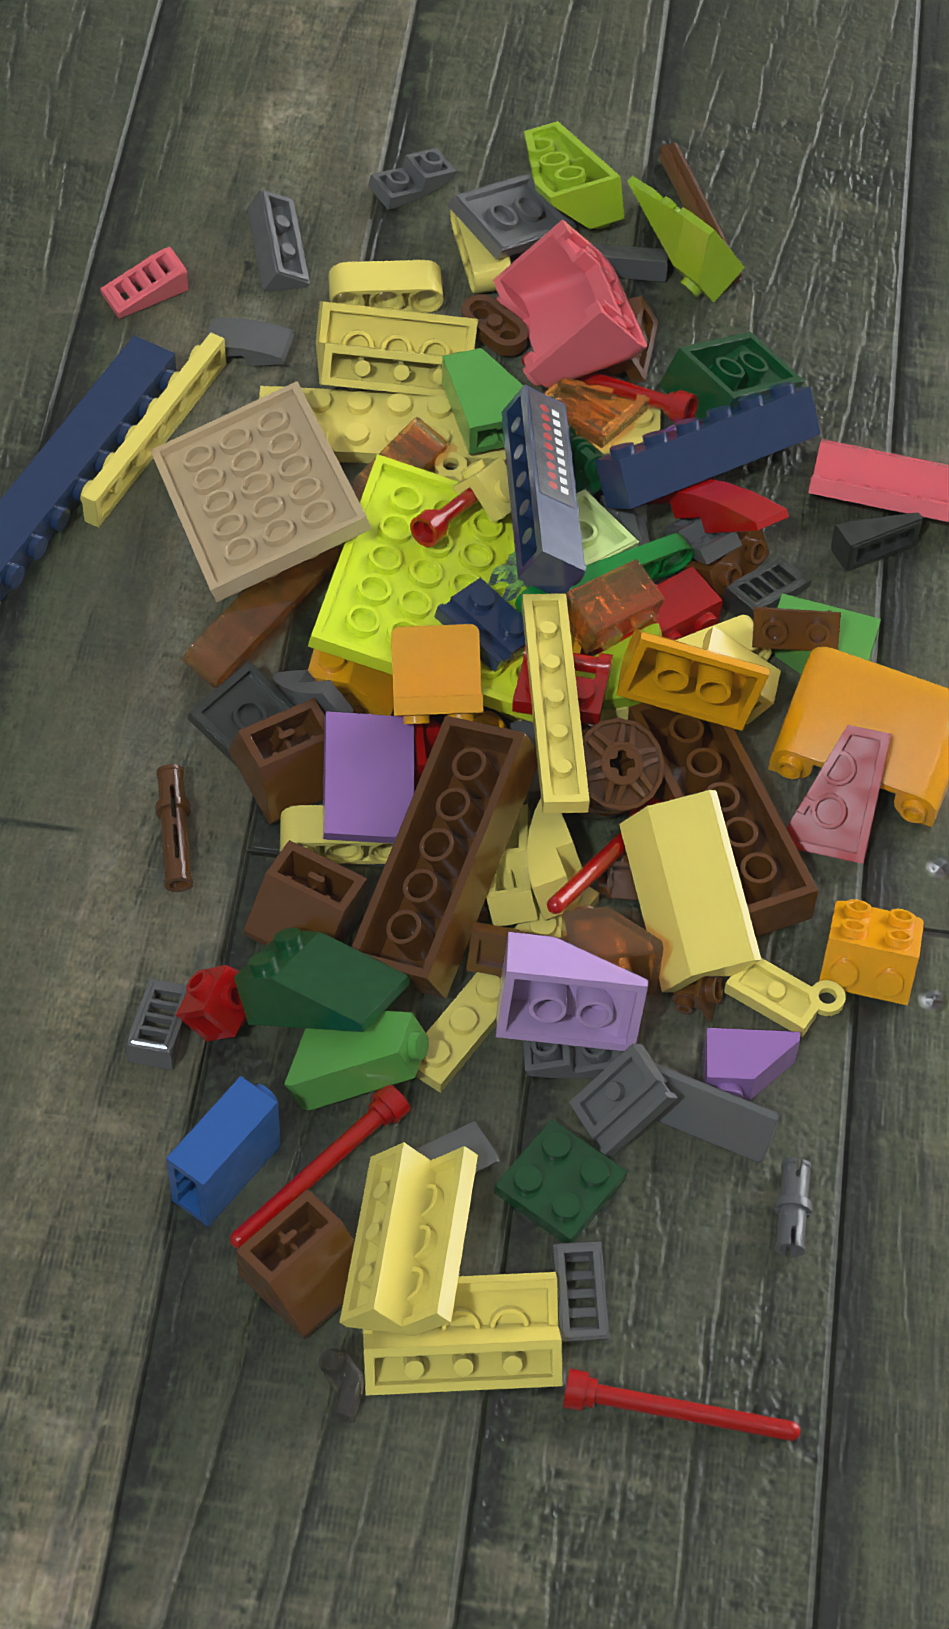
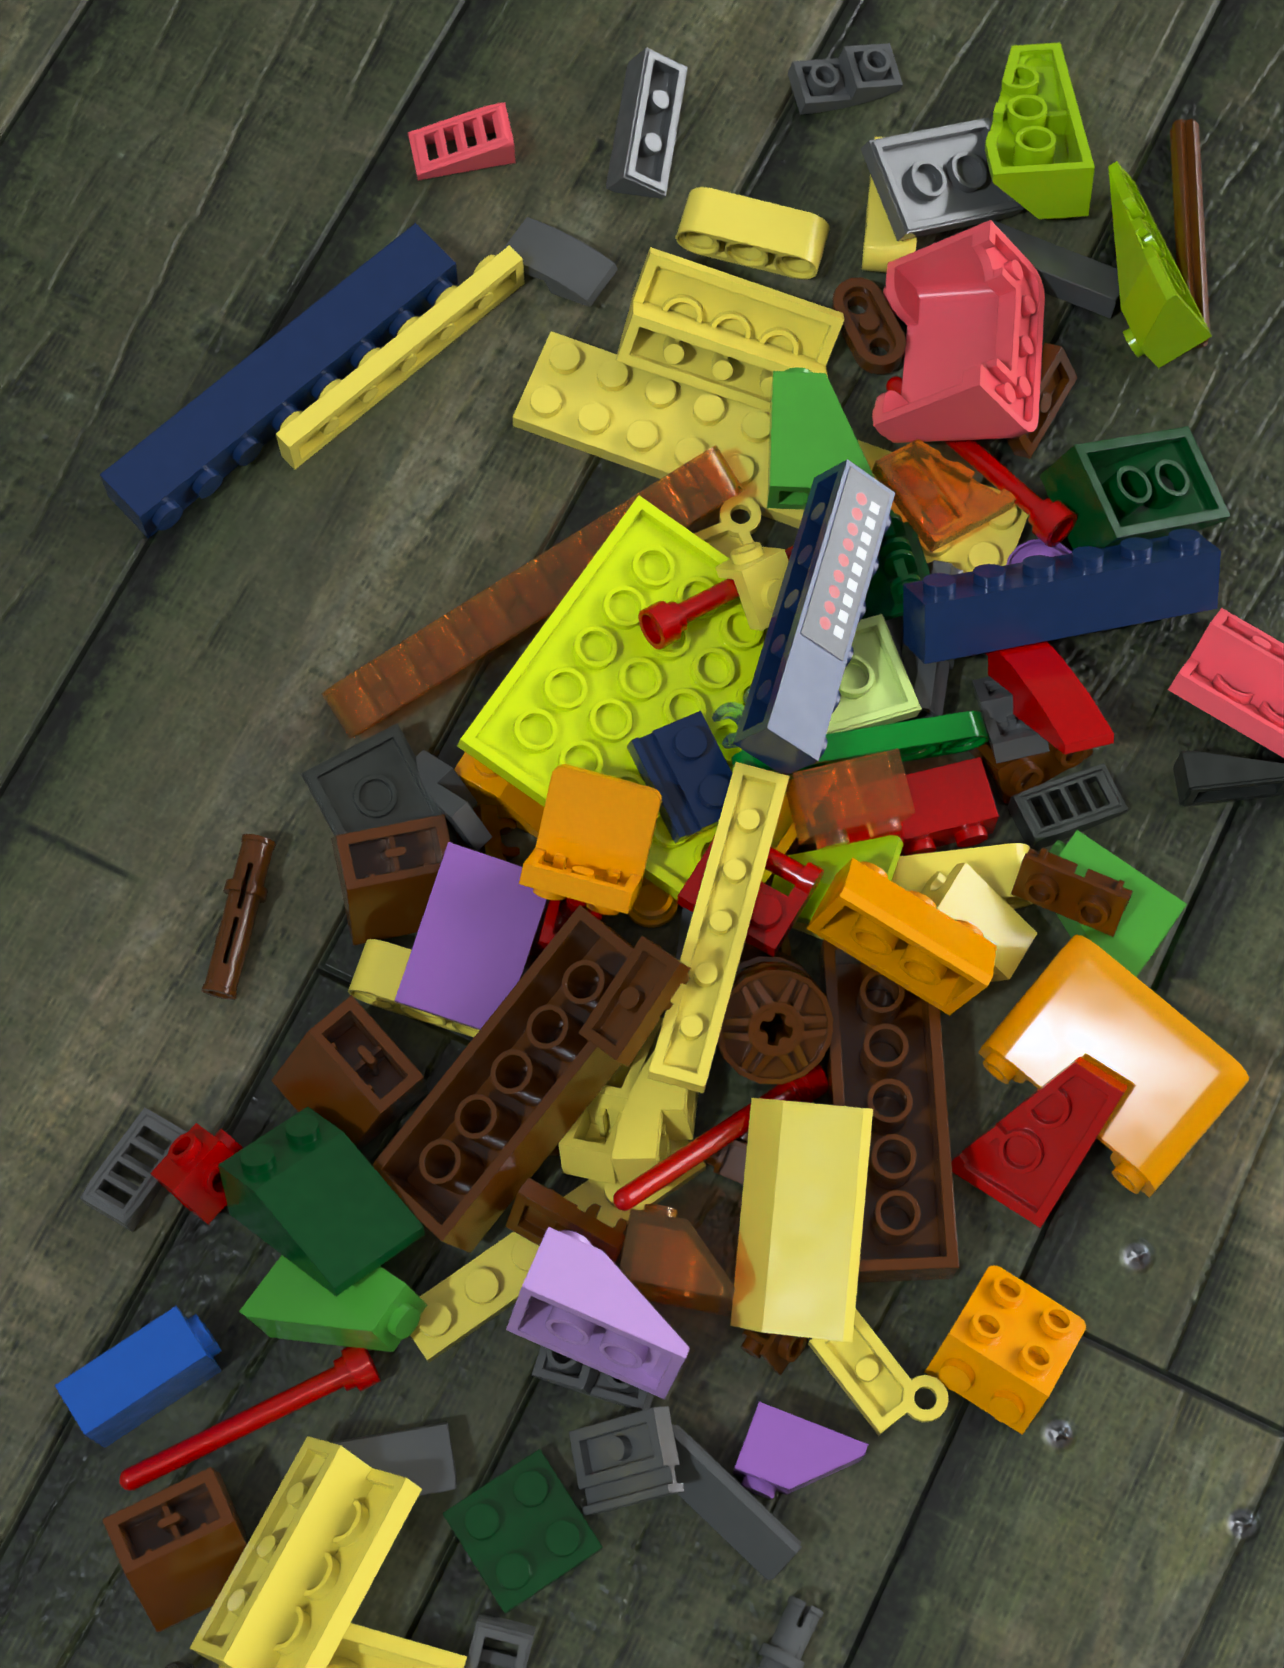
camera: 20 degrees right, 15 degrees up
(259, 491) = (482, 499): tan plate -> none
(517, 753) = (635, 1001): none -> reddish brown plate

